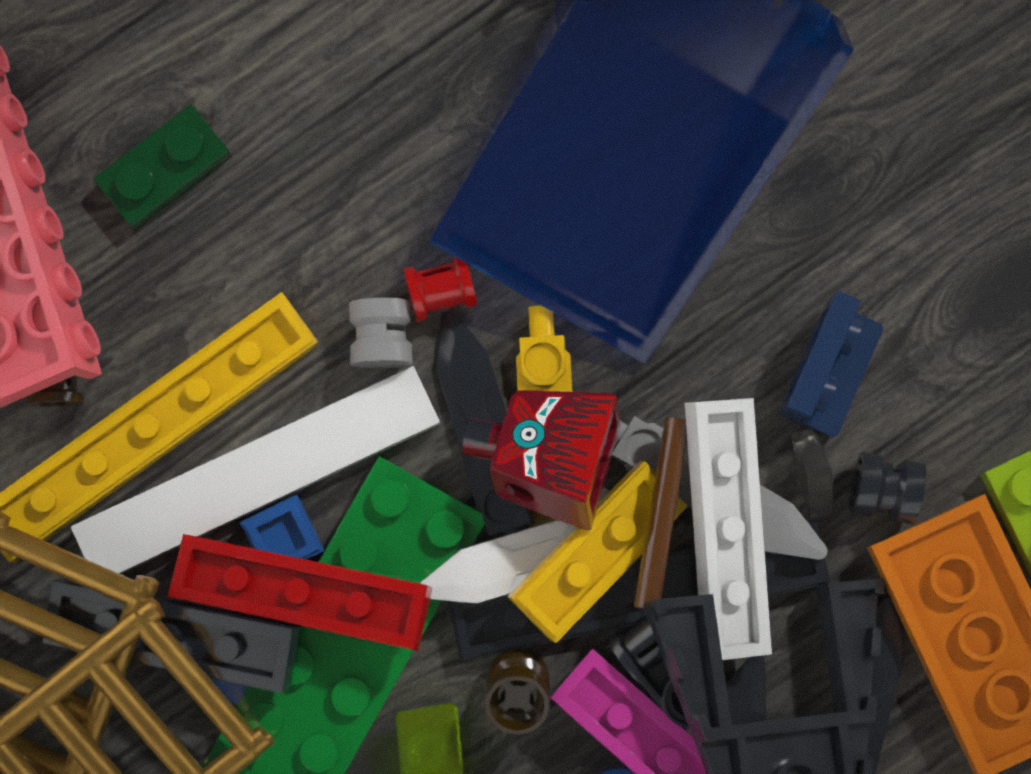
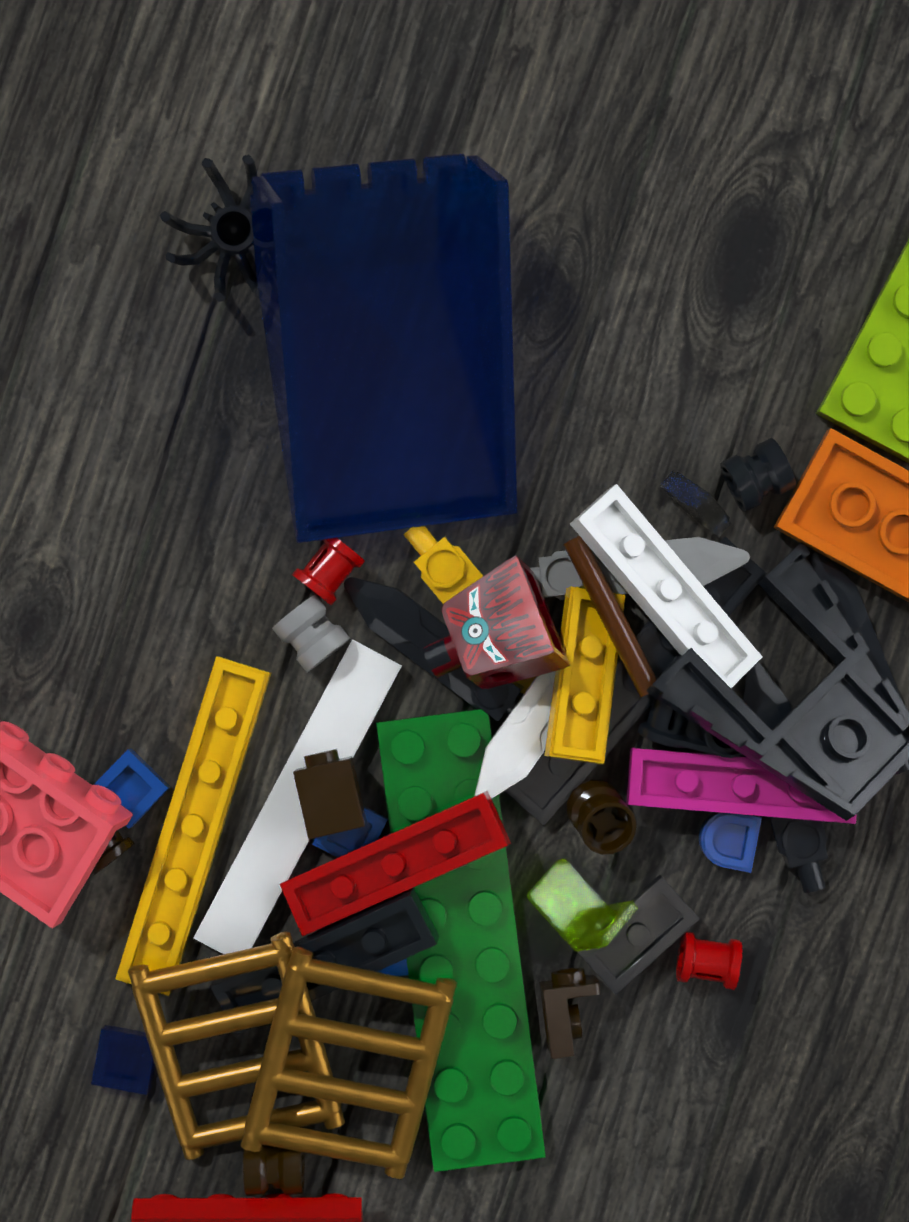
camera: 35 degrees left, 5 degrees up
(123, 353) = (135, 784): none -> blue tile
(162, 167) = (59, 629): dark green plate -> none
(288, 485) = (329, 794): none -> dark brown brick
(831, 367) = (654, 416): dark blue bracket -> none

